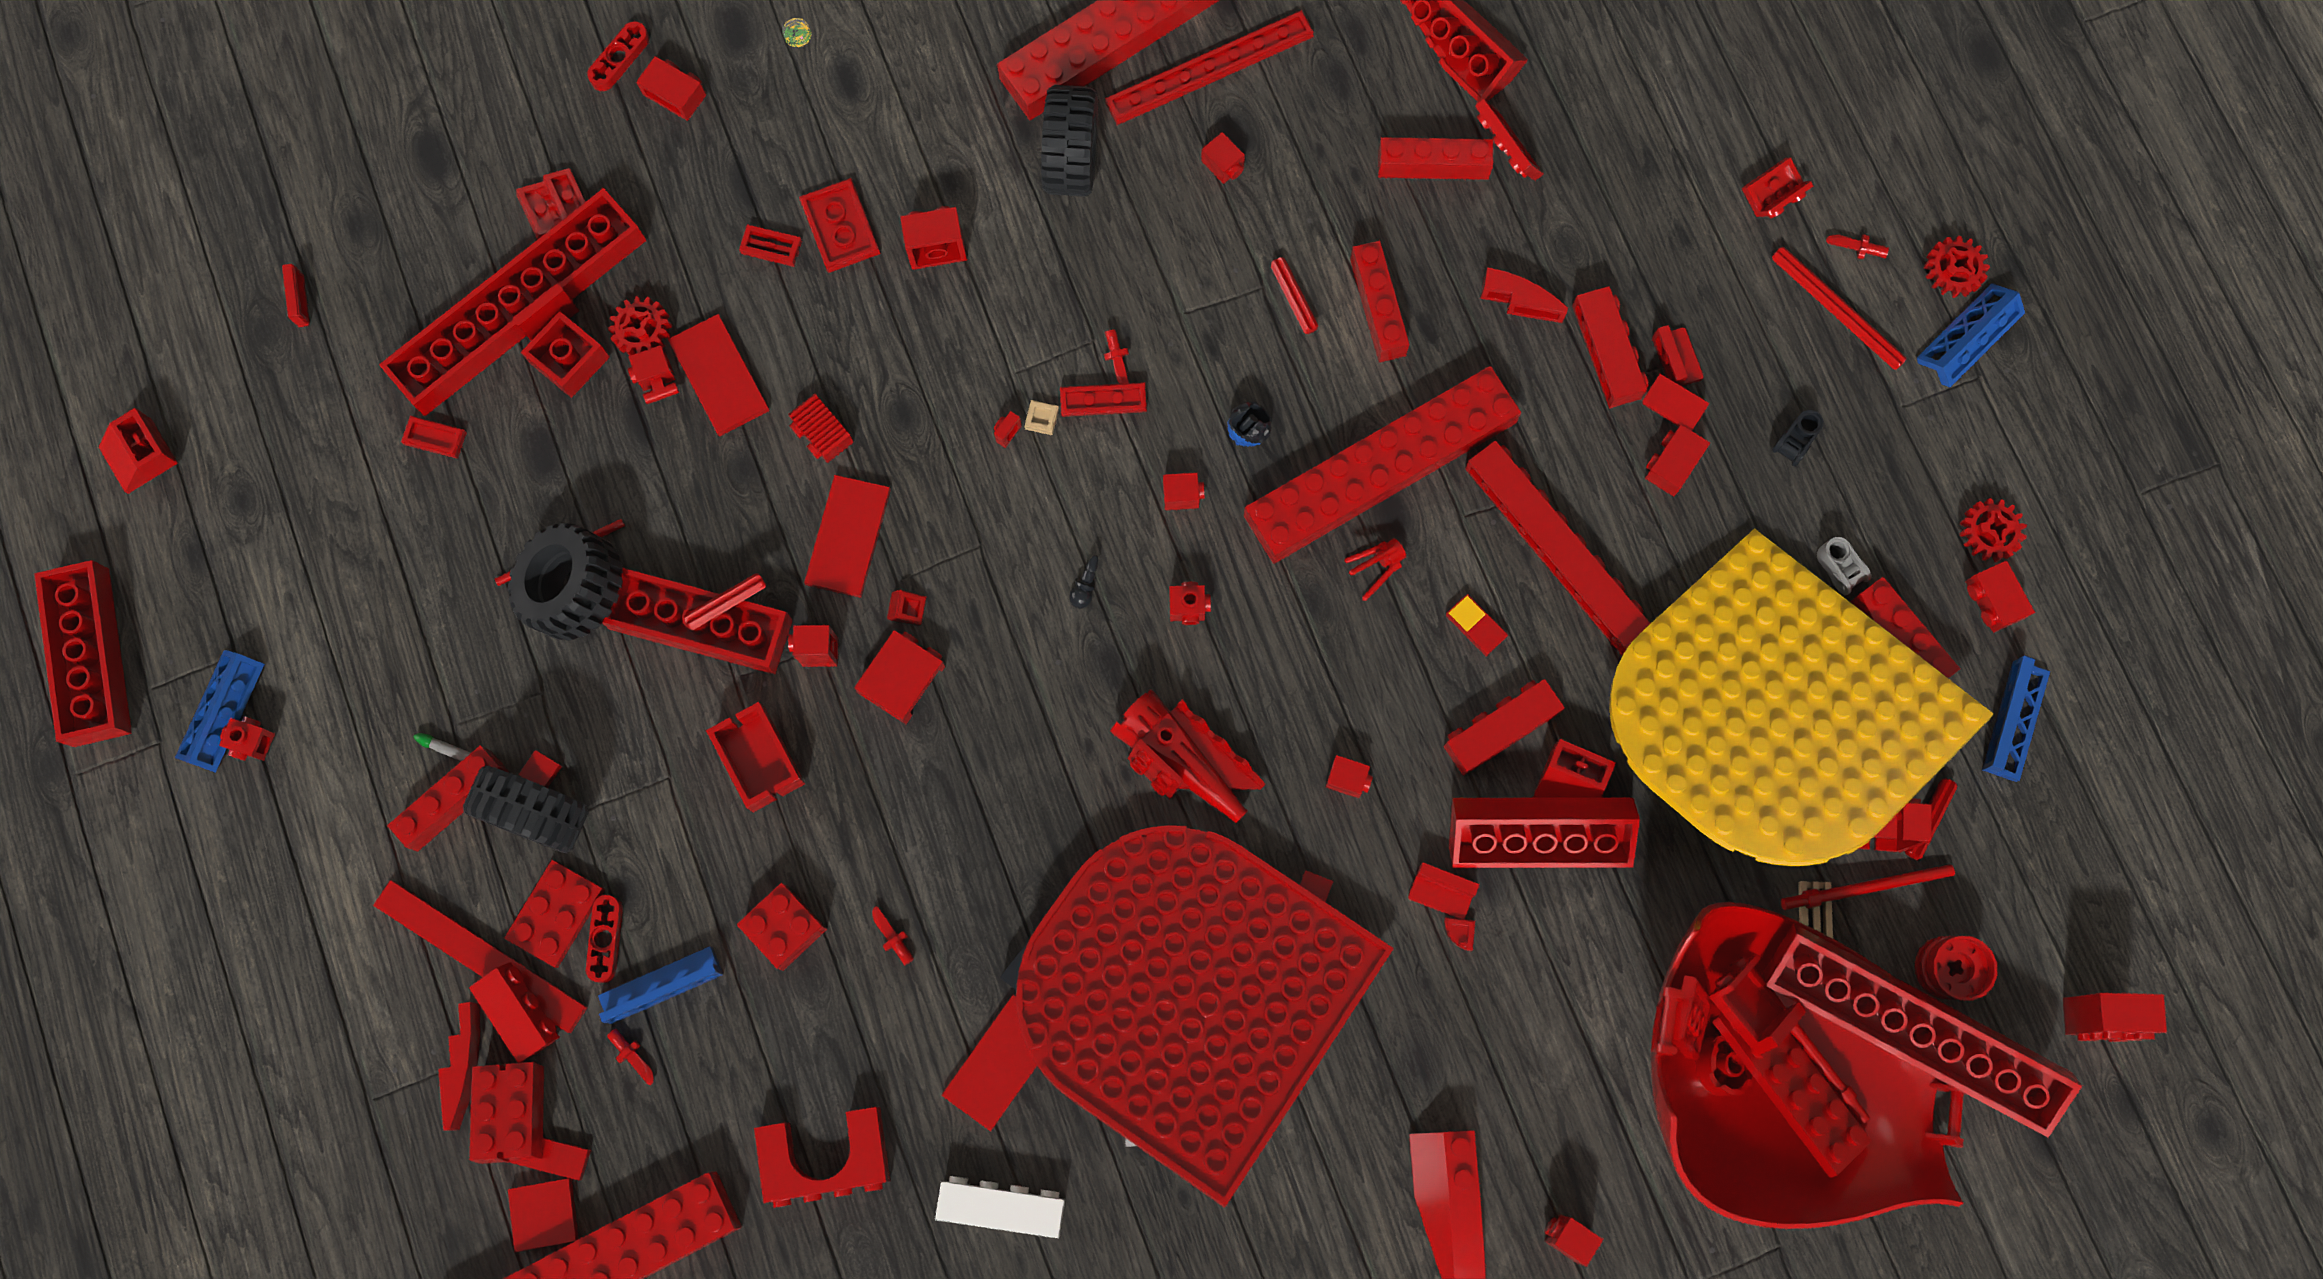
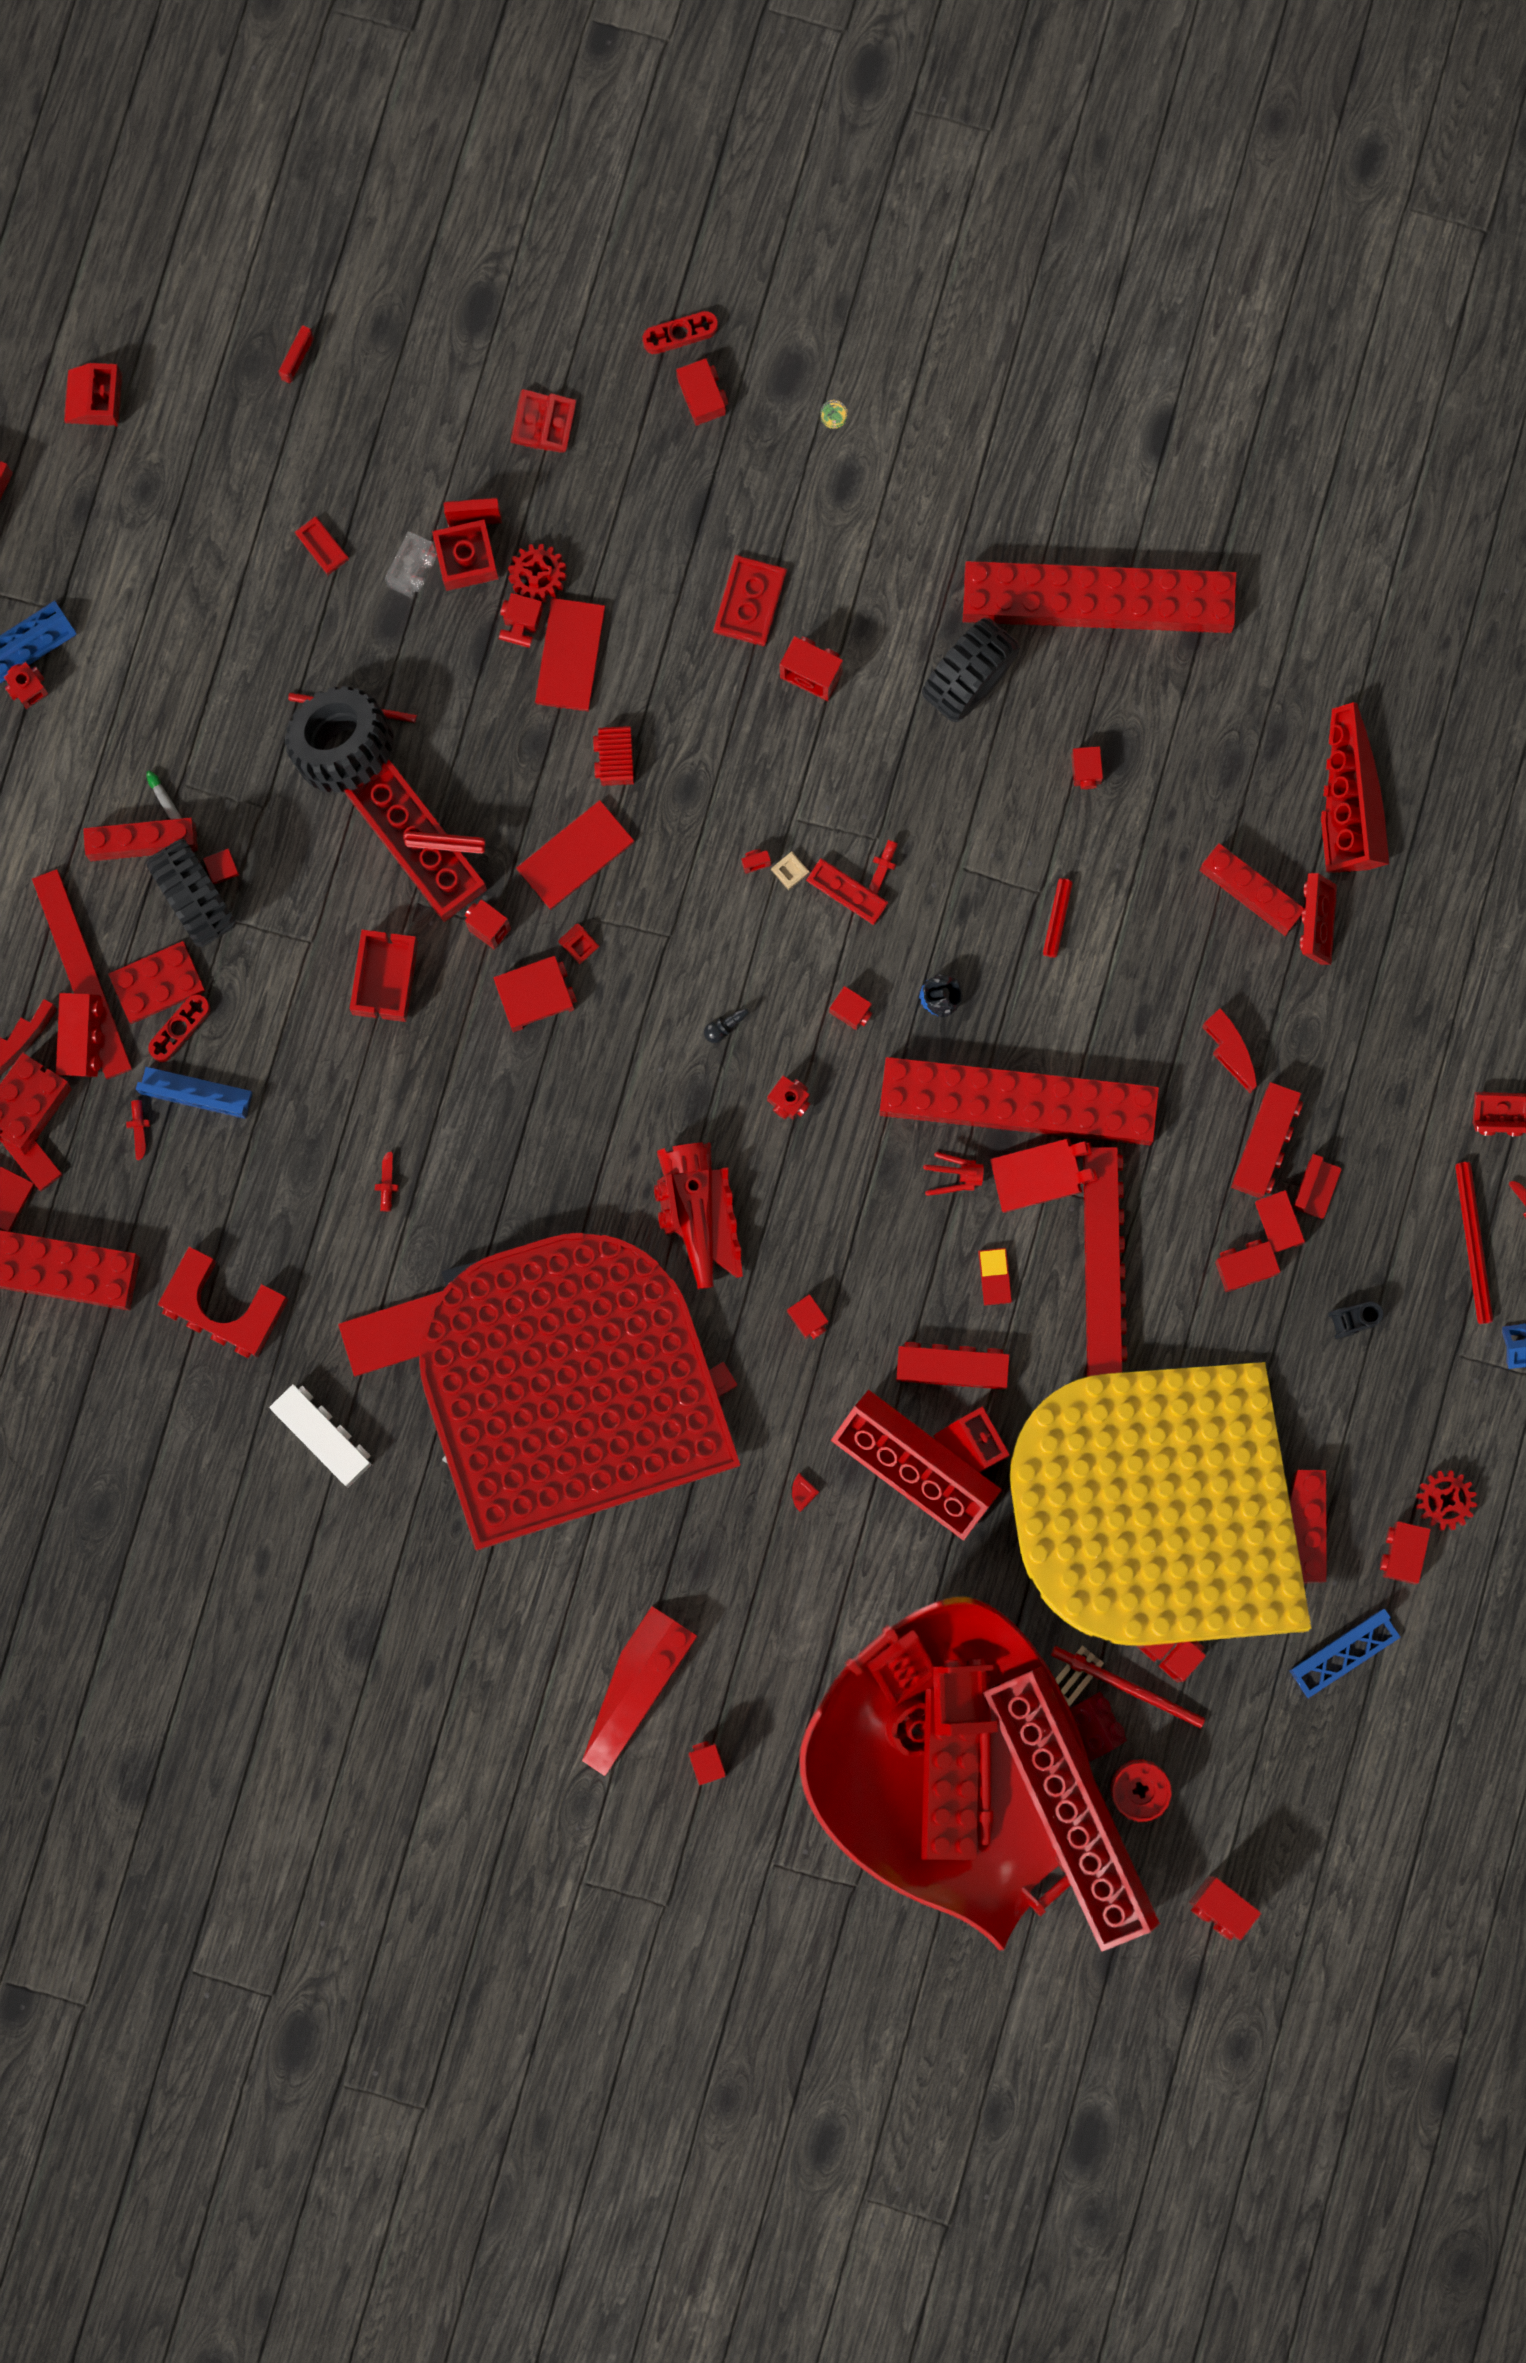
camera: 40 degrees right, 5 degrees up
(482, 323) = (425, 482): red brick -> none
(522, 395) = (410, 565): none -> clear brick
(766, 255) = (699, 596): red tile -> none
(781, 927) = (312, 1116): red brick -> none
(1209, 67) = (1136, 682): red tile -> none
(1379, 301) = (1117, 972): red brick -> none
(1442, 891) = (812, 1453): red panel -> none
(1449, 509) = (1041, 1174): none -> red tile
(1844, 566) = (1308, 1442): light grey piece -> none
(1876, 942) = (1097, 1726): none -> dark red bracket
(1939, 802) = (1218, 1675): red axle -> none

